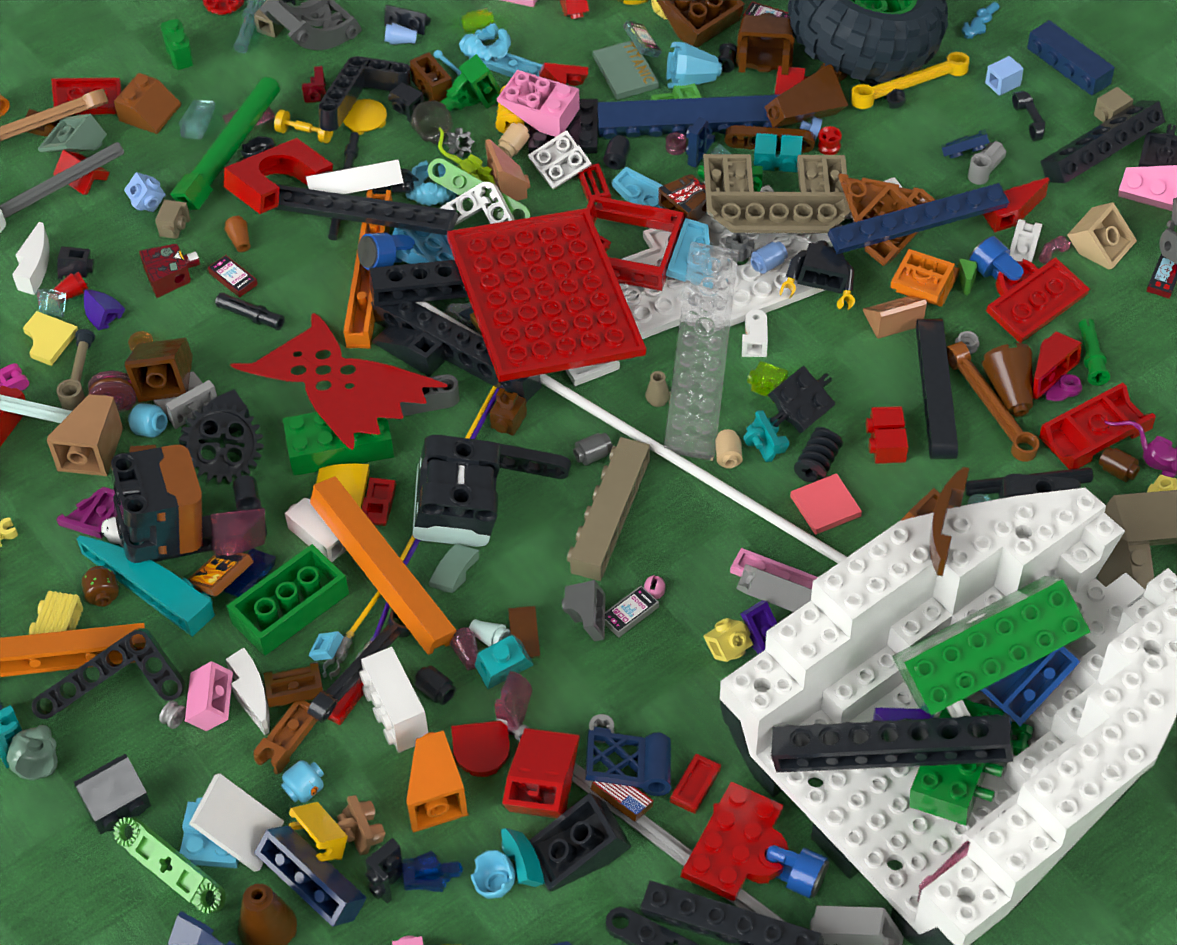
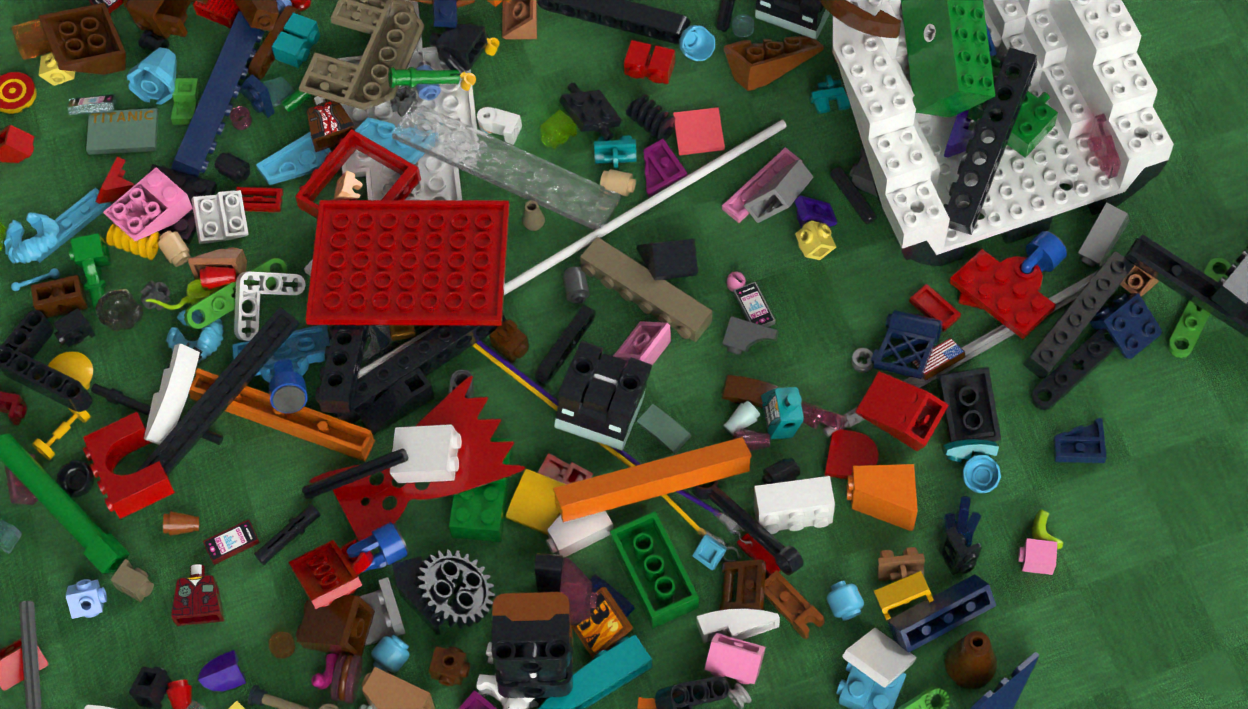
camera: 70 degrees left, 10 degrees up
(221, 346) = (334, 571): none -> red plate
(314, 330) = (355, 473): none -> black axle
(347, 372) = (430, 453): none -> white brick
(482, 166) = (216, 276): none -> red cone
(542, 527) = (645, 342): none -> bright pink slope
(611, 222) = (345, 187): none -> light nougat tile
(649, 513) = (670, 258): none -> black slope
(757, 235) = (412, 77): none -> green pin
(764, 481) = (661, 167): none -> magenta wing
(930, 466) = (697, 43): none -> medium azure hair

